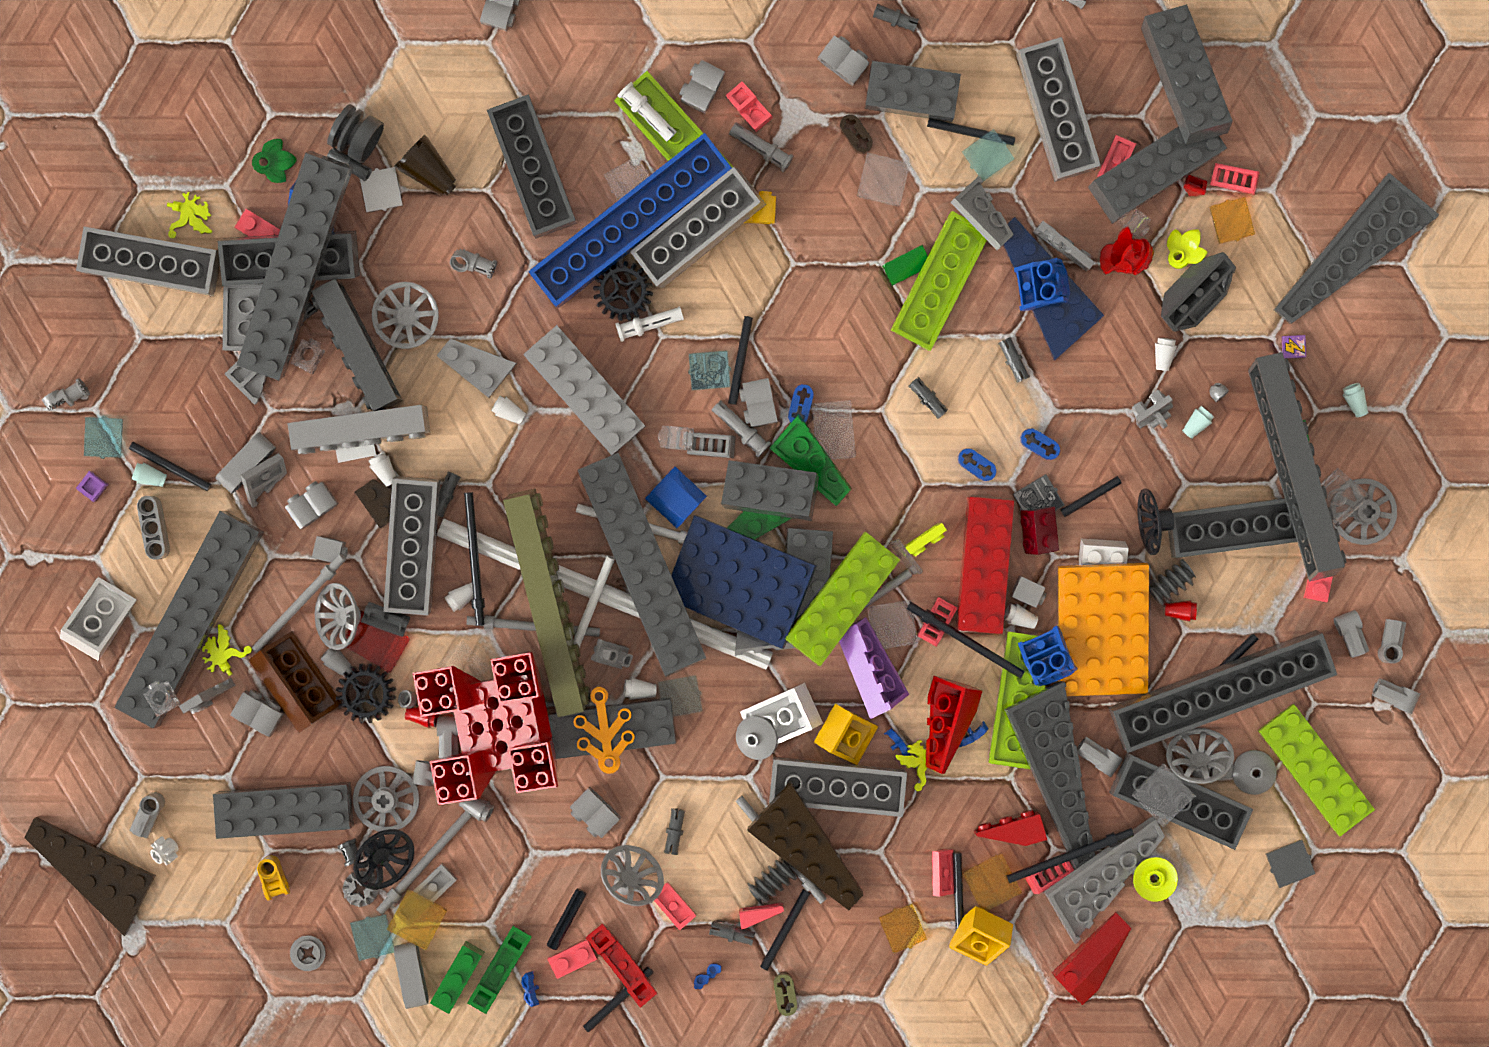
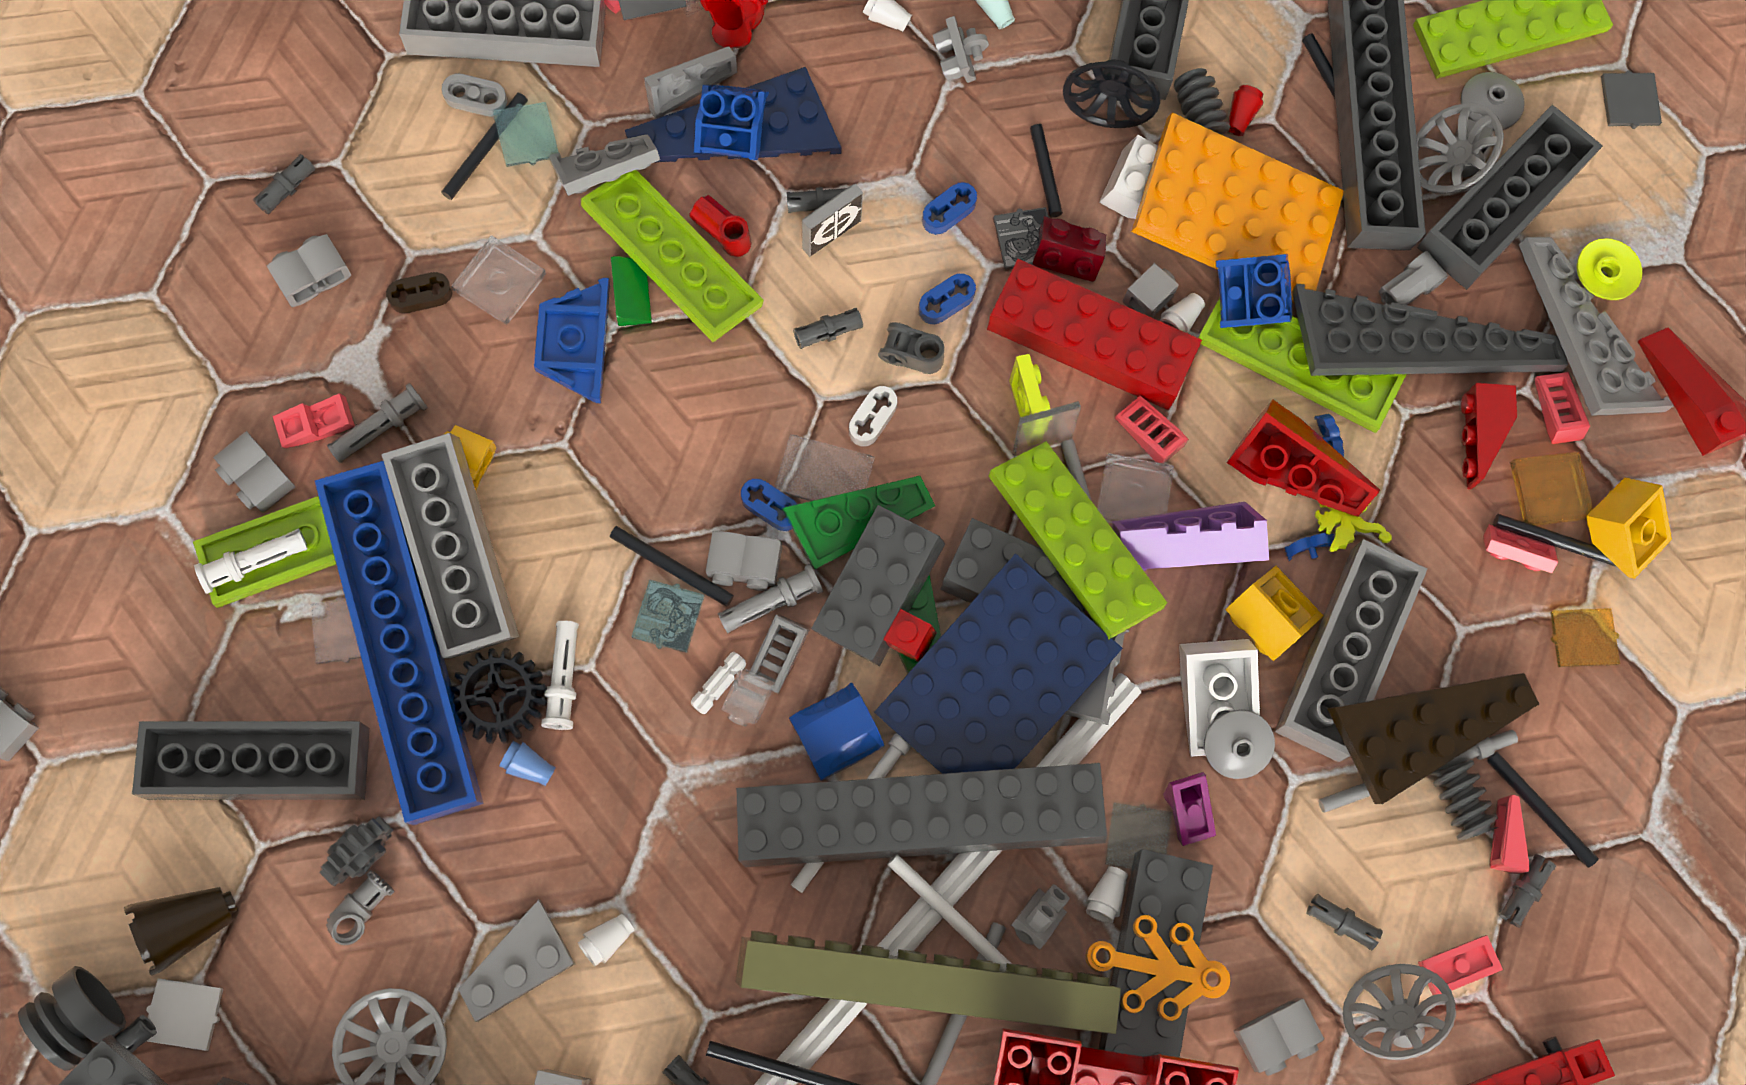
camera: 75 degrees left, 15 degrees down
(503, 250) = (356, 851): none -> dark grey gear
(584, 390) = (621, 808): light grey brick -> none
(590, 322) = (526, 764): none -> medium blue cone
(679, 416) = (718, 683): none -> white axle
(703, 979) = (1586, 962): blue piece -> none
(705, 721) = (1191, 808): none -> magenta slope
(745, 520) = (910, 635): none -> red brick
(780, 994) = (1642, 837): olive beam -> none
(861, 243) = (574, 339): none -> blue wing
(879, 451) = (879, 419): none -> white beam
(912, 91) = (393, 195): dark grey brick -> none
(928, 617) = (1144, 433): black bar -> none
(933, 453) = (909, 349): none -> dark grey piece
(972, 303) = (721, 224): none -> red piece
(997, 374) = (832, 219): none -> tile
(1003, 111) = (476, 95): none -> light grey plate
(1111, 840) = (1541, 302): black bar -> none
(1163, 795) = (1500, 207): clear tile -> none

